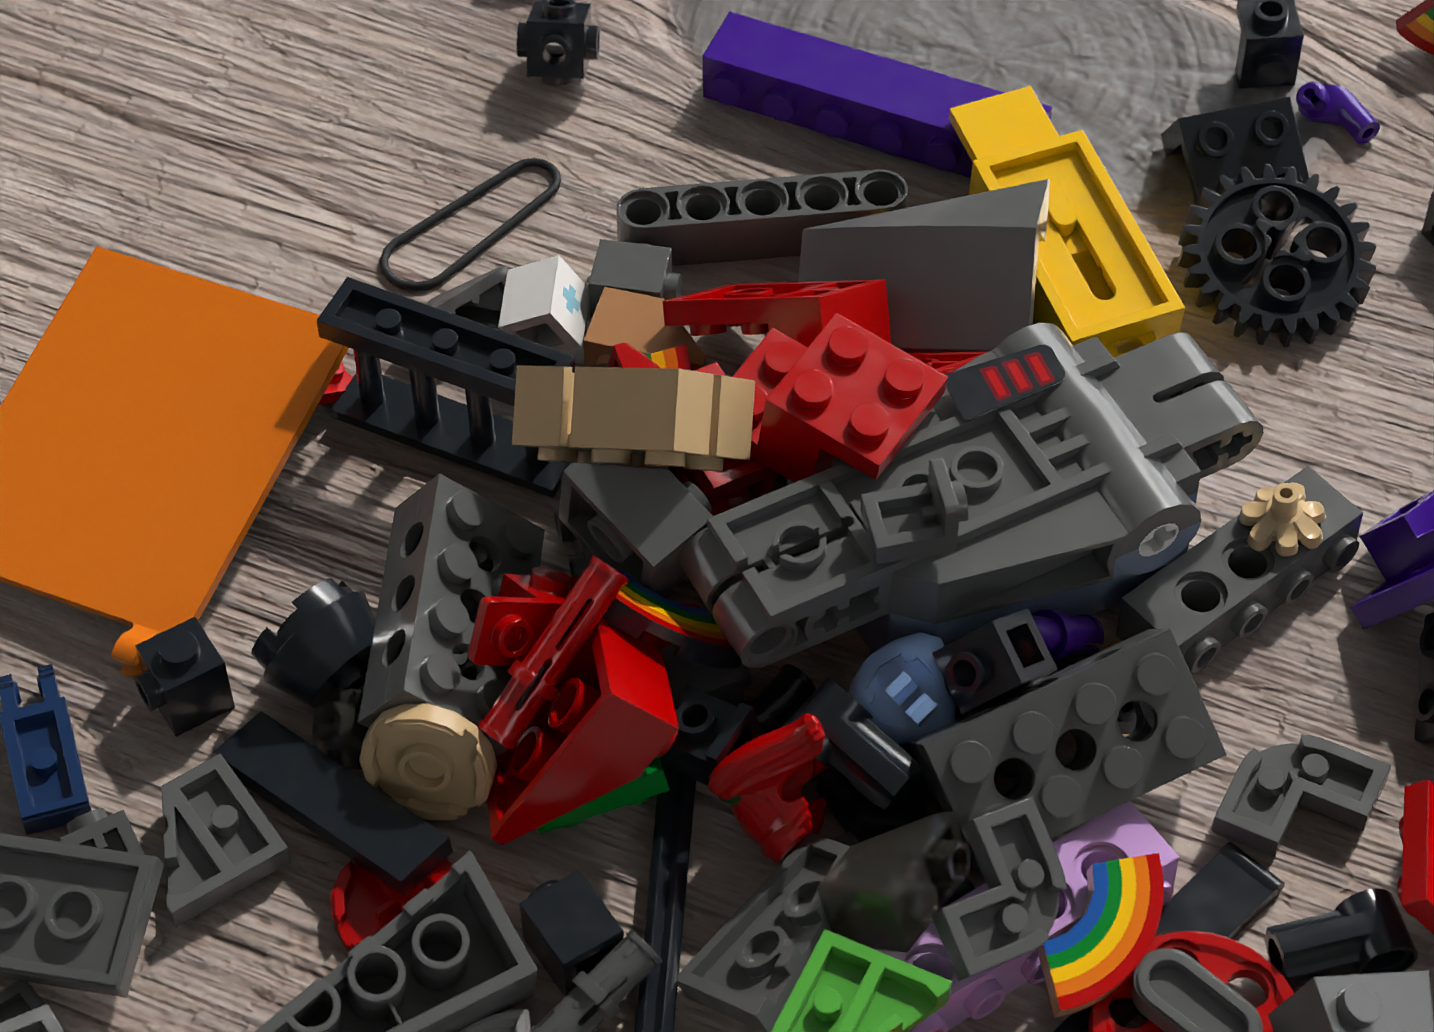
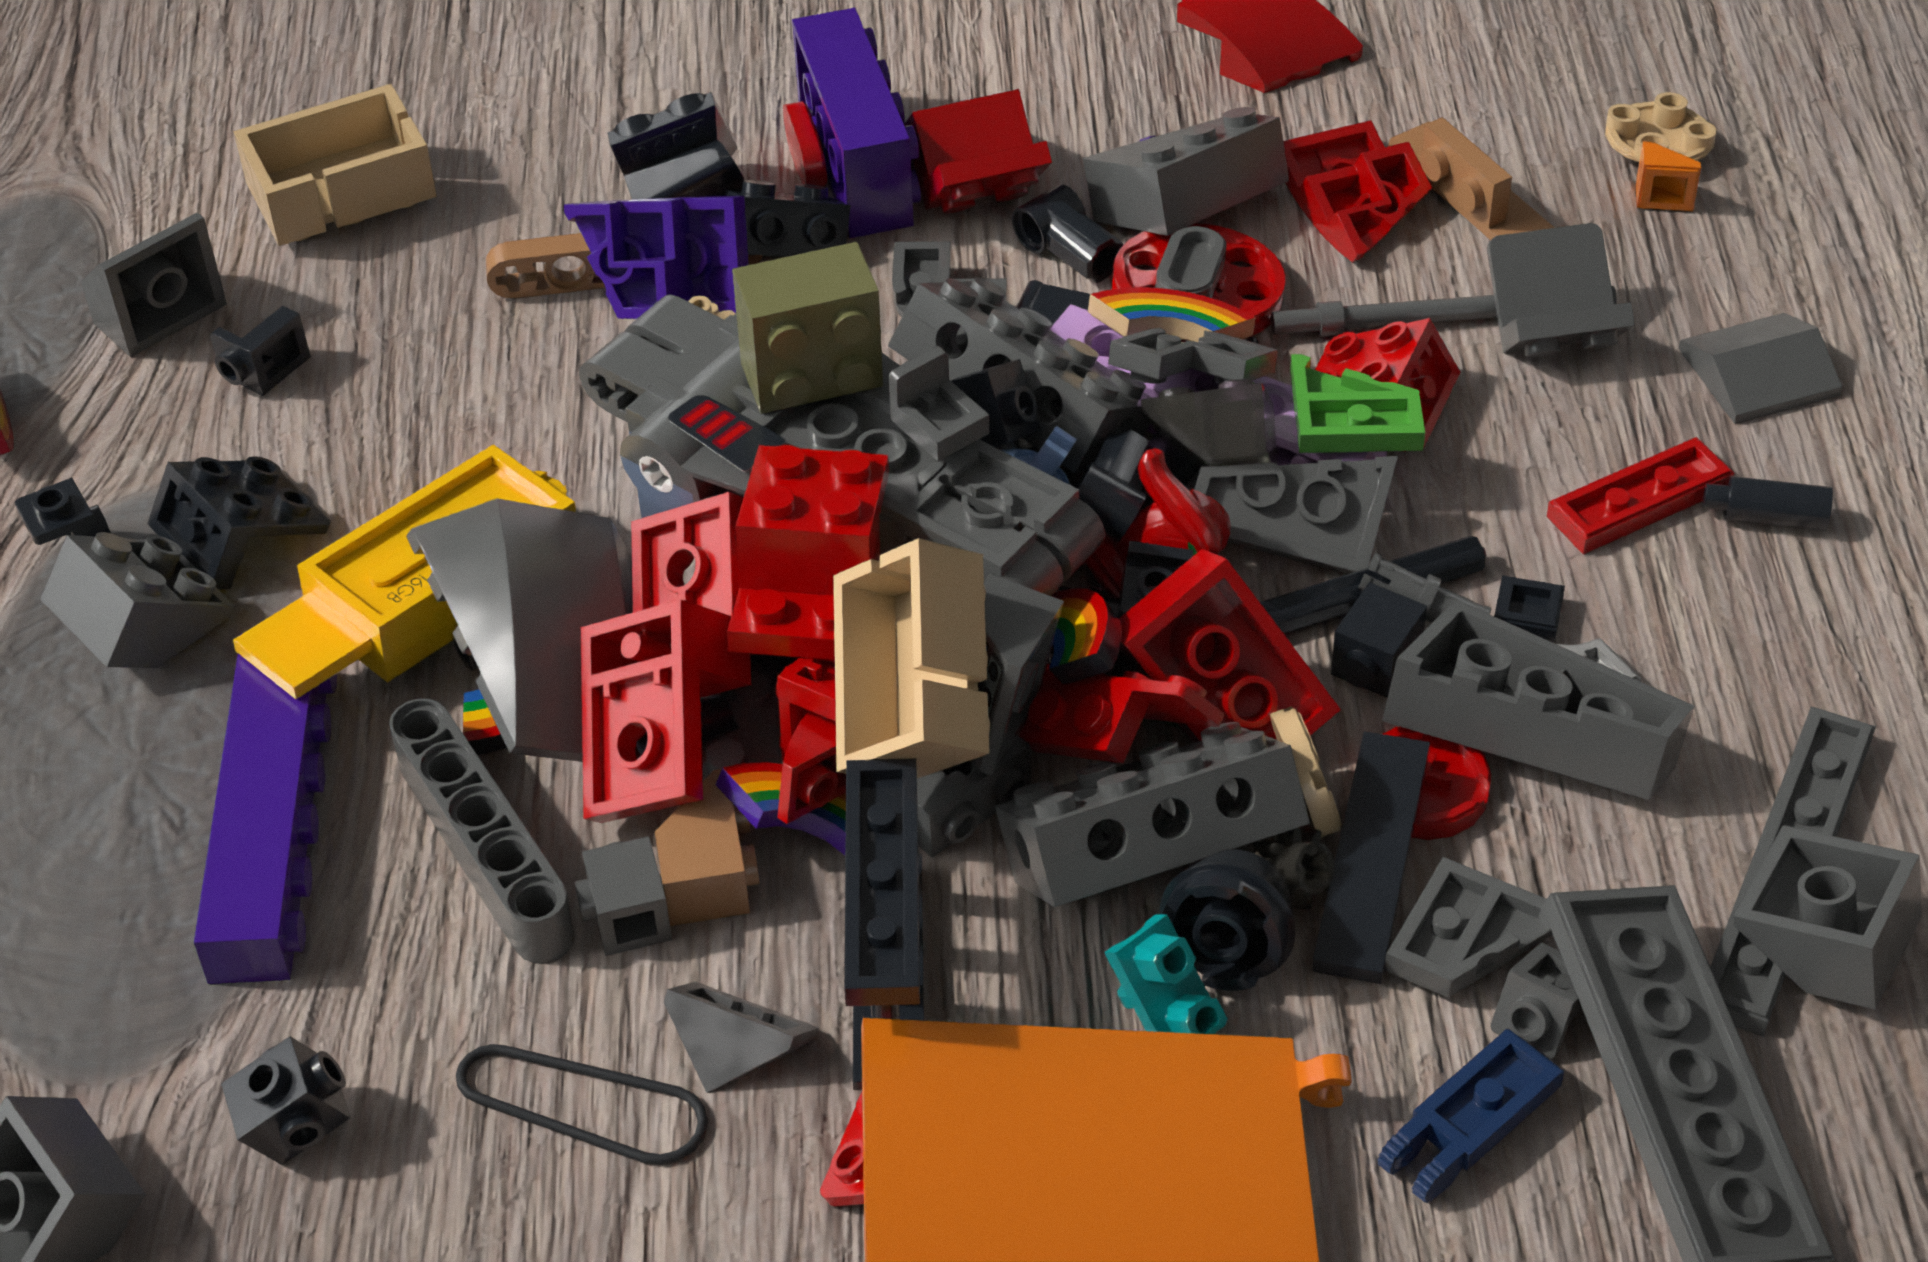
camera: 115 degrees left, 5 degrees down
(183, 677) = (1329, 1014): black brick -> none
(288, 567) = (1162, 981): none -> teal hips
(507, 721) = (1174, 656): red pin -> none
(545, 304) = (702, 939): white brick -> none
(1049, 427) = (808, 327): none -> olive brick
(1156, 70) = (133, 598): none -> dark grey slope
(1319, 286) = (357, 446): black gear -> none
(1339, 107) = (122, 477): dark purple arm -> none

